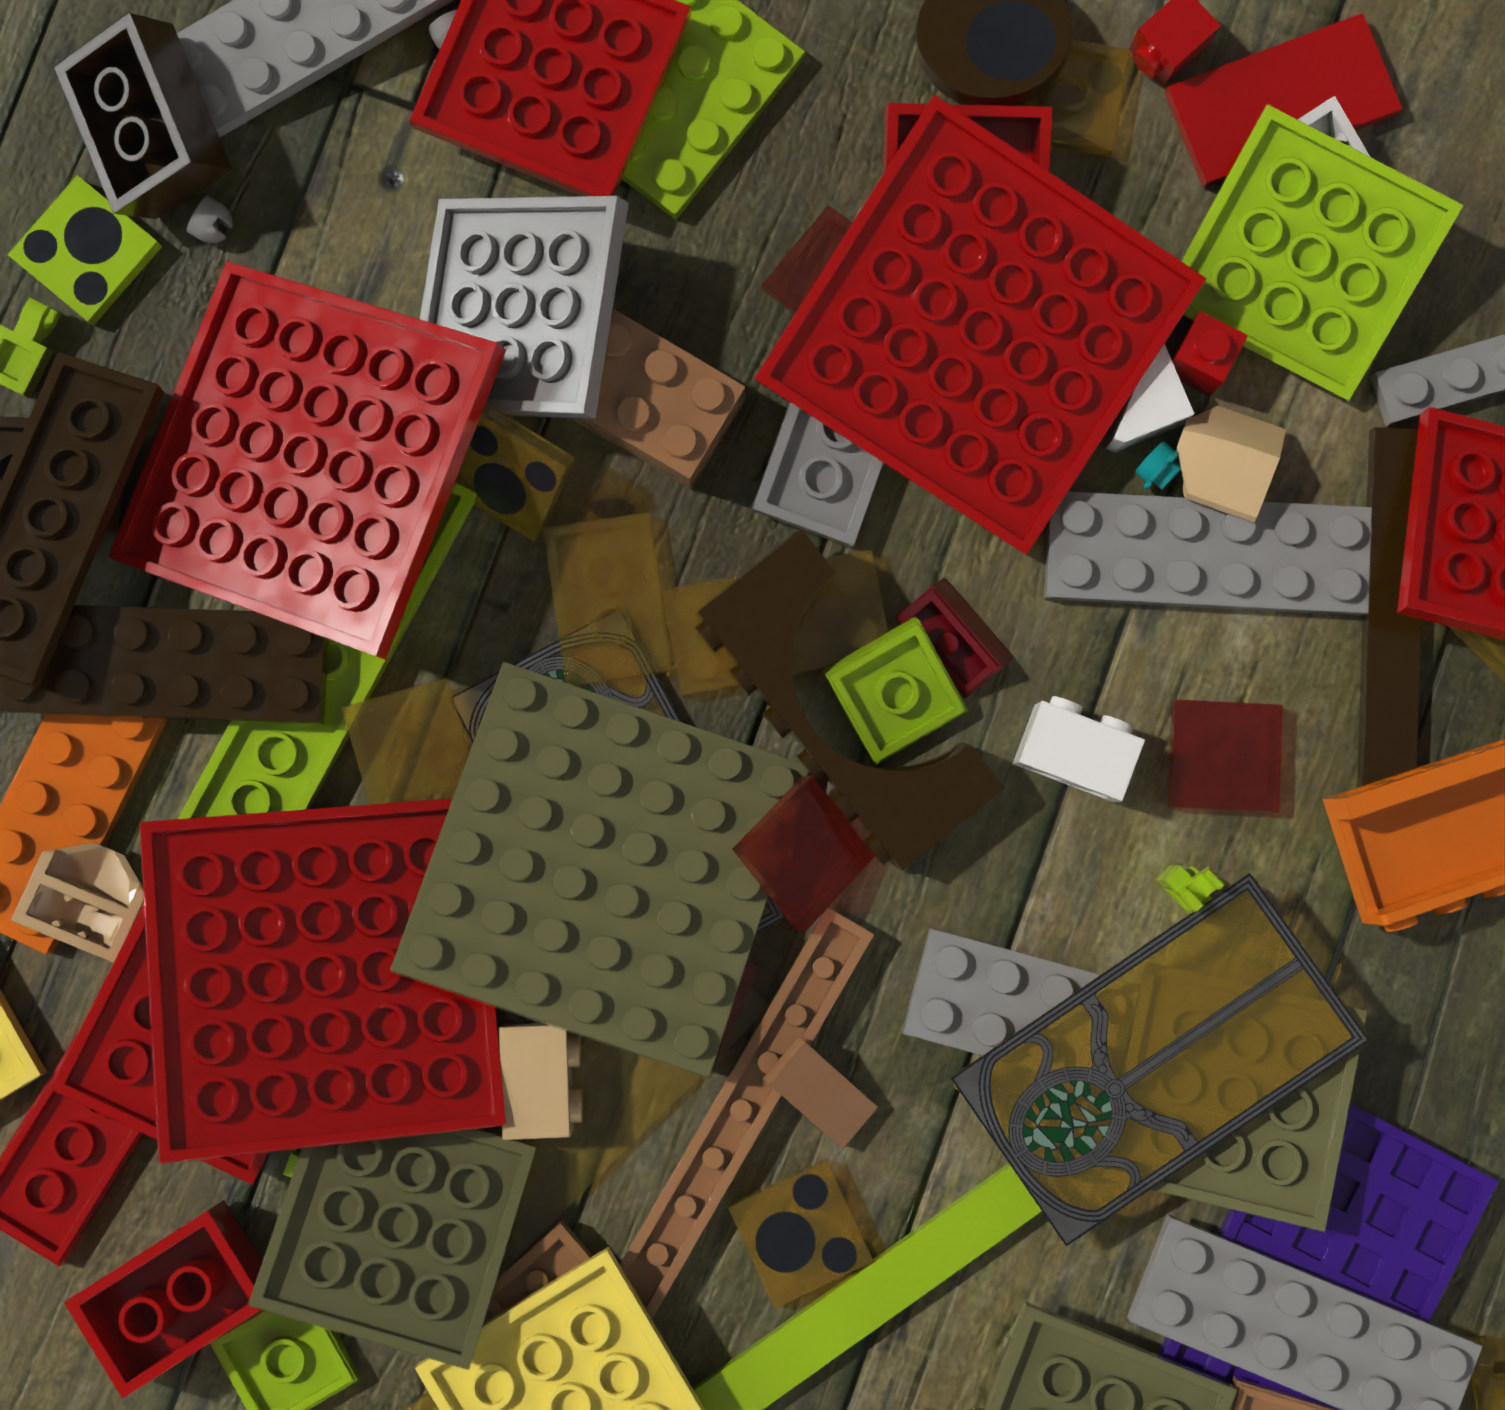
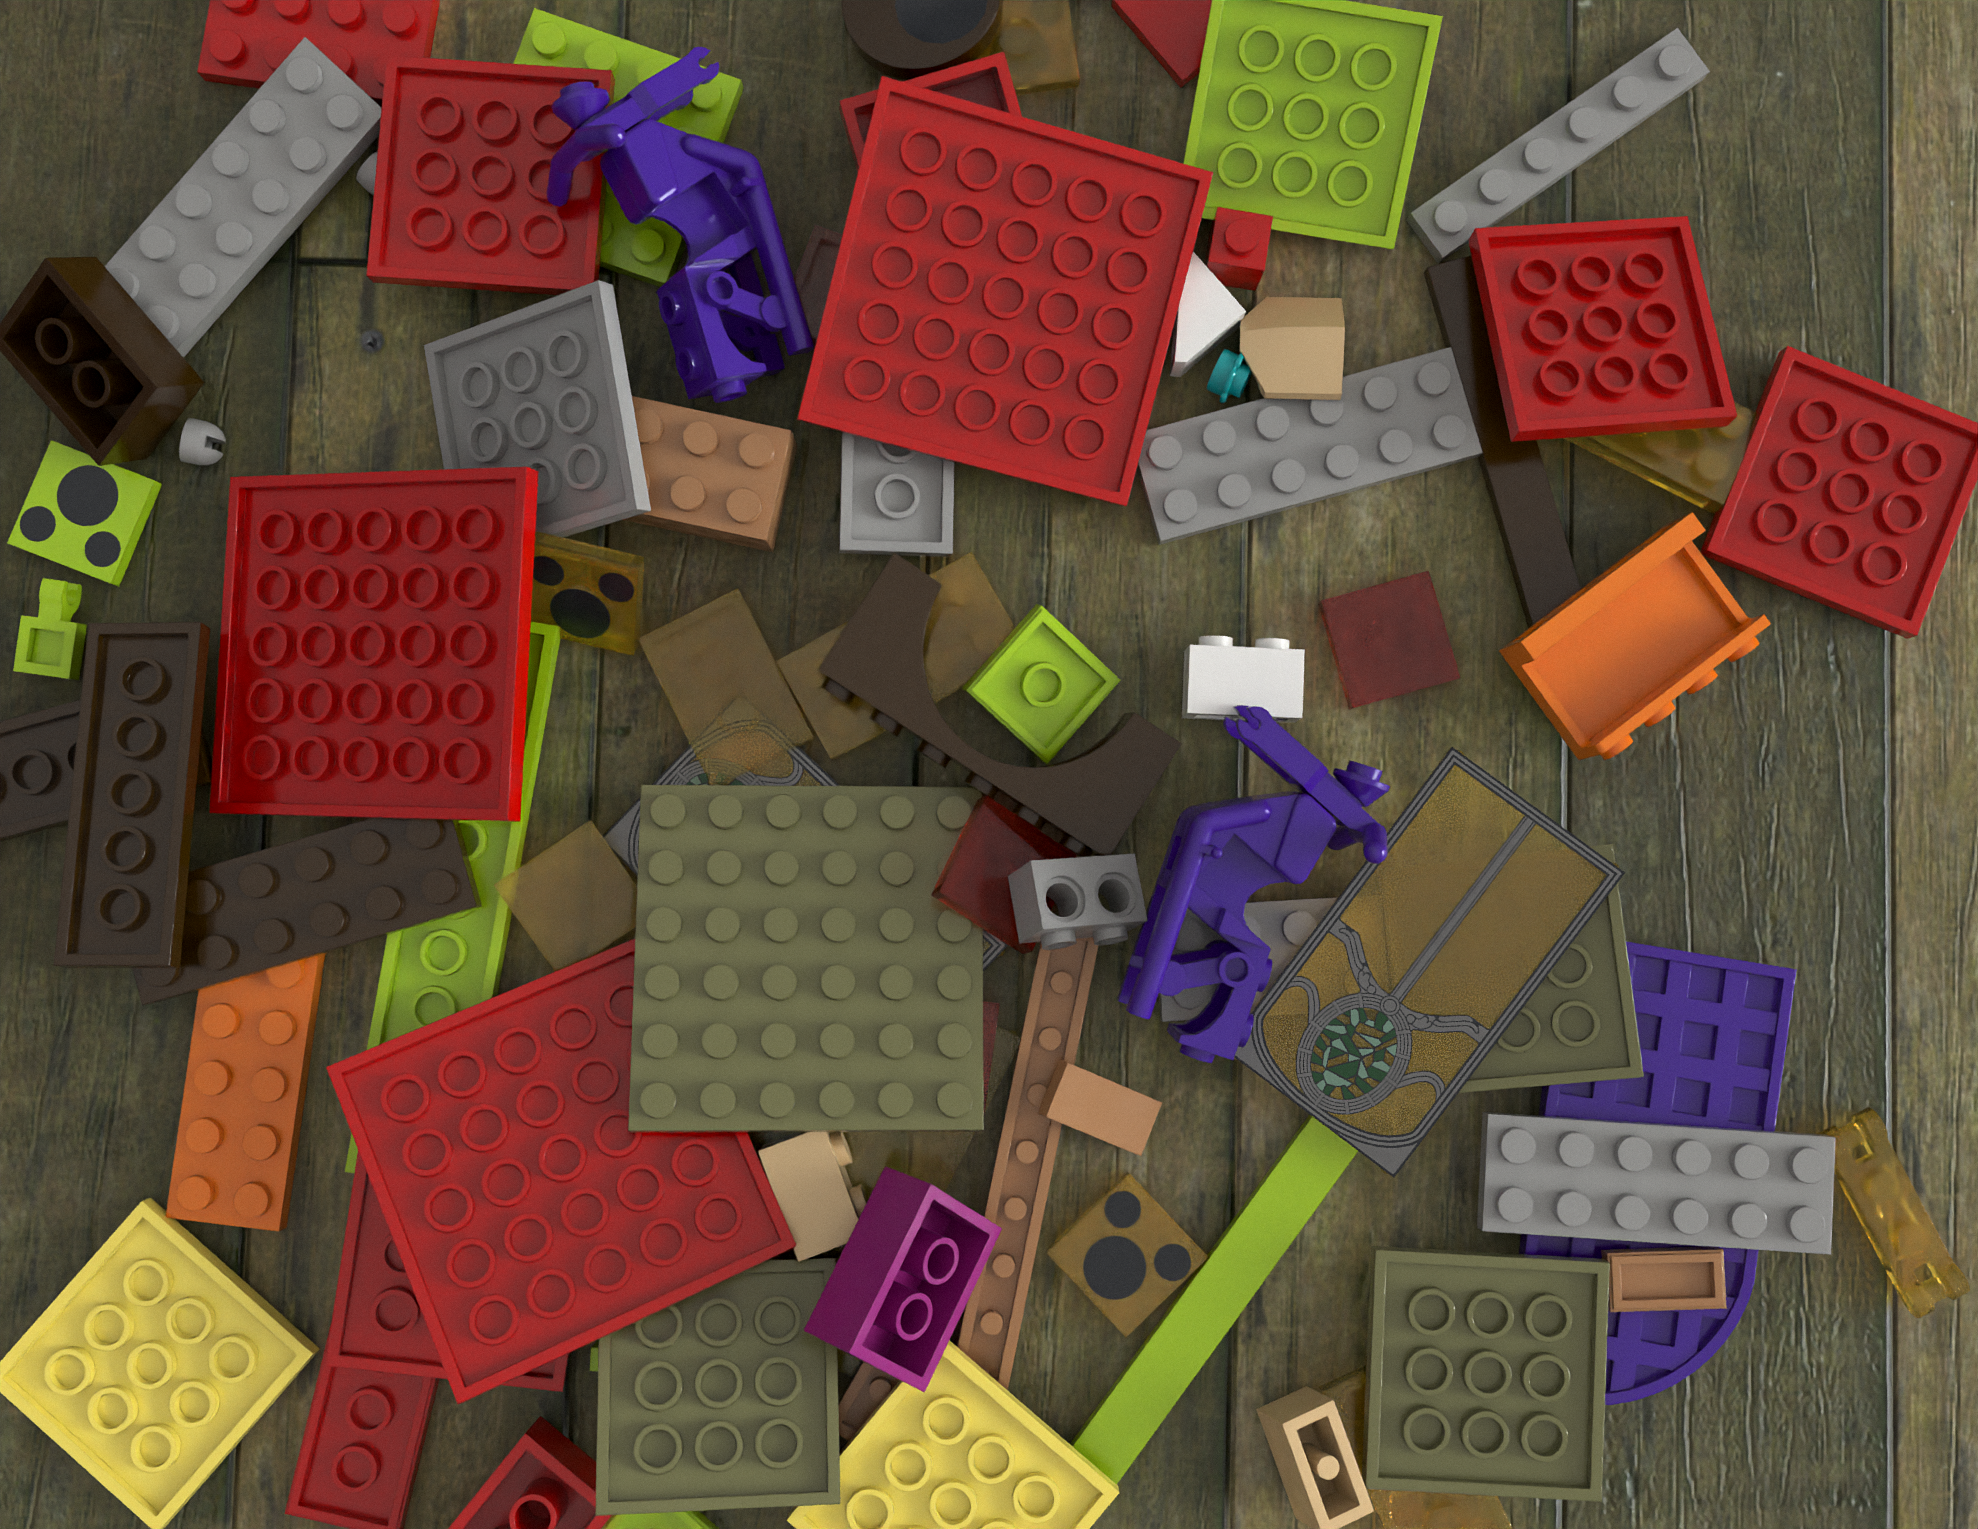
camera: 20 degrees left, 0 degrees up
(82, 898) = (295, 1163): tan slope -> none
(593, 1186) = (903, 1278): none -> magenta brick
(747, 166) = (715, 203): none -> dark purple piece
(863, 887) = (1075, 890): none -> light grey brick
(959, 636) = (1086, 609): dark red slope -> none
(1010, 902) = (1224, 856): none -> dark purple piece
(1189, 886) = (1403, 779): lime plate -> none

